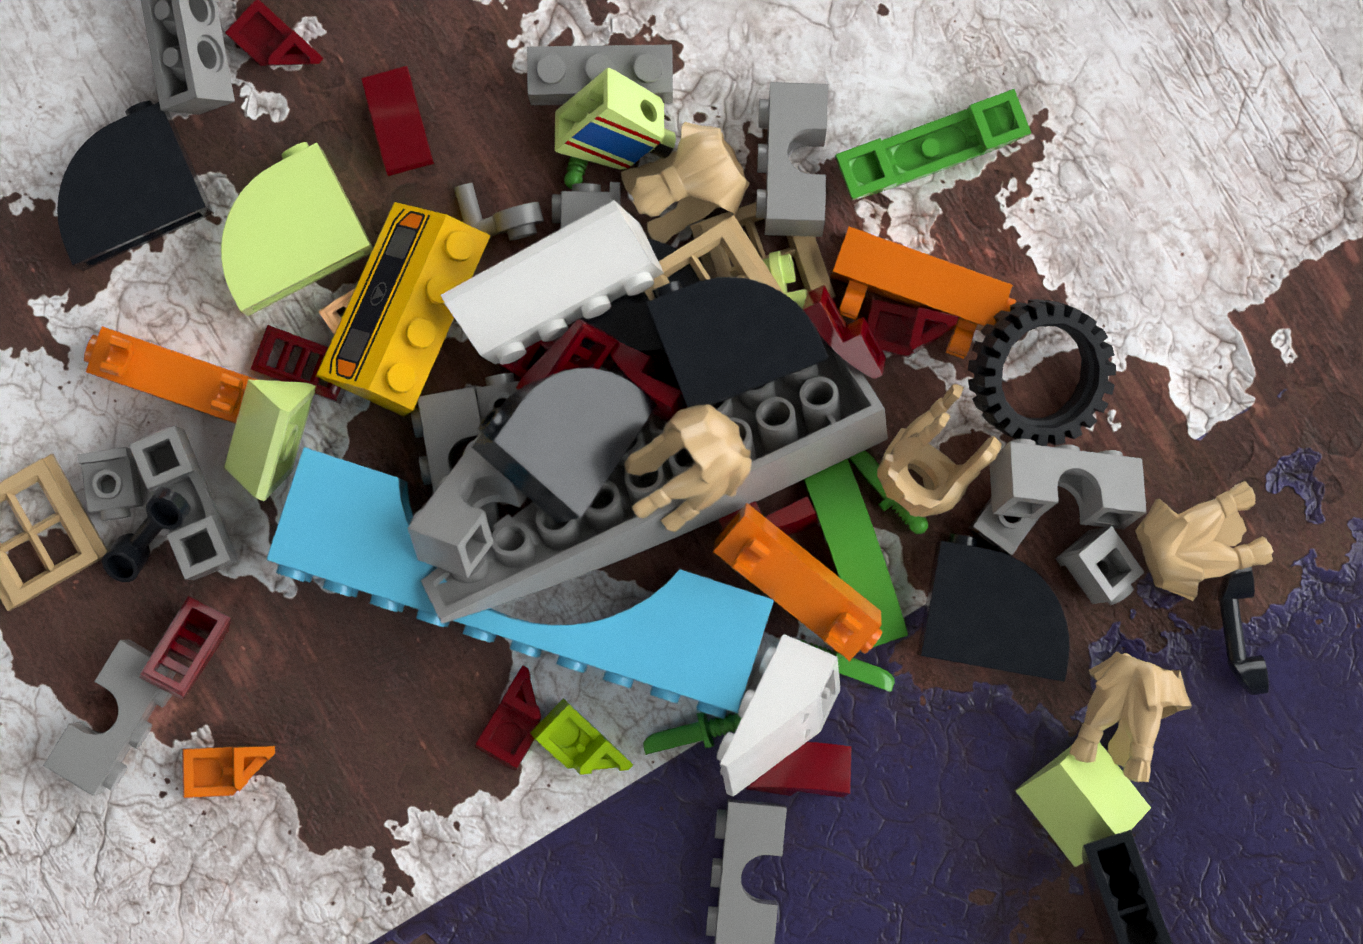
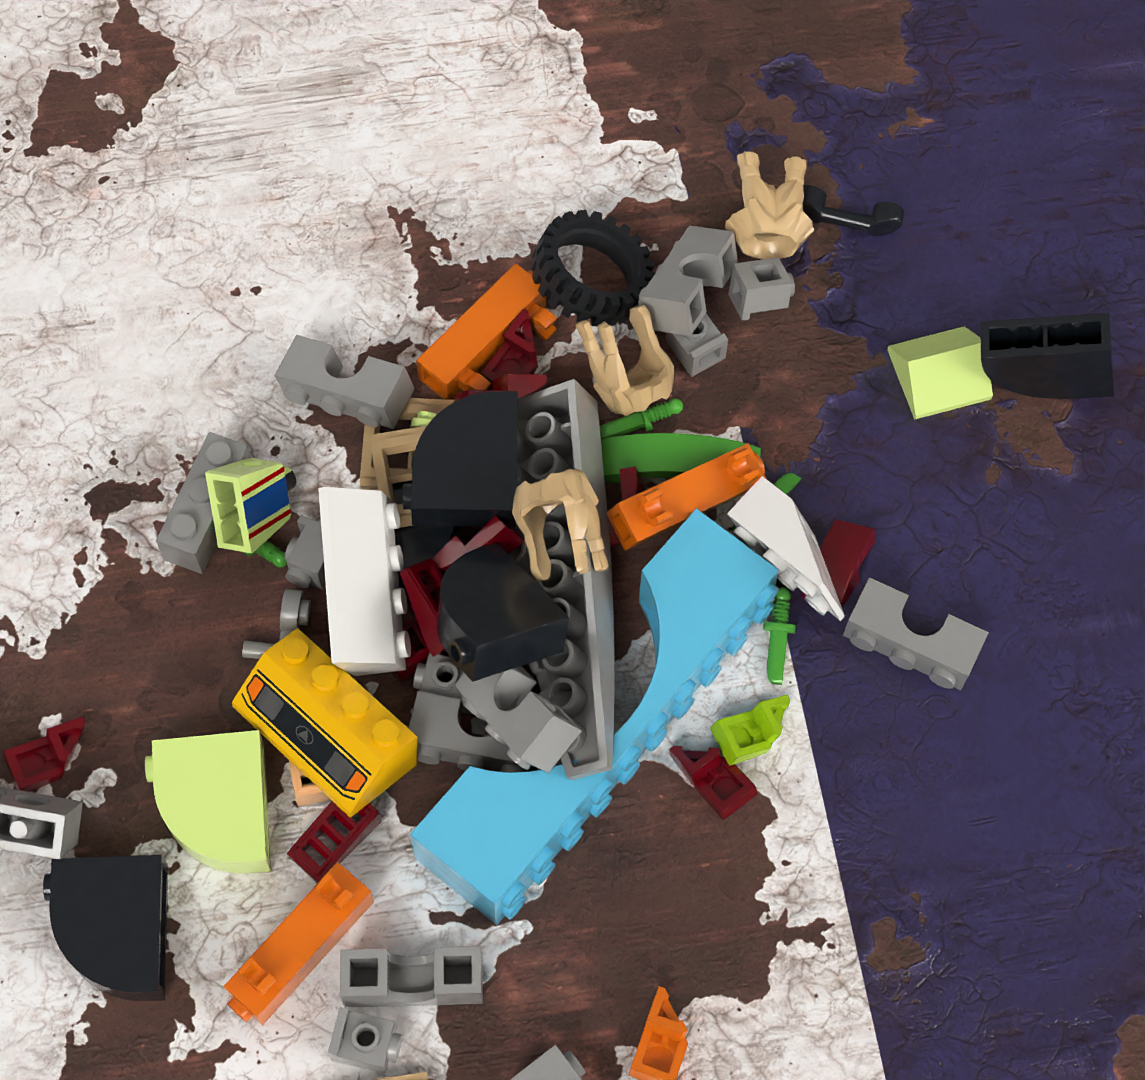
camera: 70 degrees left, 20 degrees down
(131, 551) = (433, 1052): black bar -> none
(204, 619) = (523, 1003): dark red slope -> none
(268, 434) = (384, 874): yellowish green slope -> none
(397, 121) = (164, 677): dark red slope -> none
(697, 176) = (323, 457): tan piece -> none
(933, 146) = (380, 284): bright green slope -> none
(992, 613) = (767, 377): black brick -> none
(1138, 698) = (880, 298): tan piece -> none

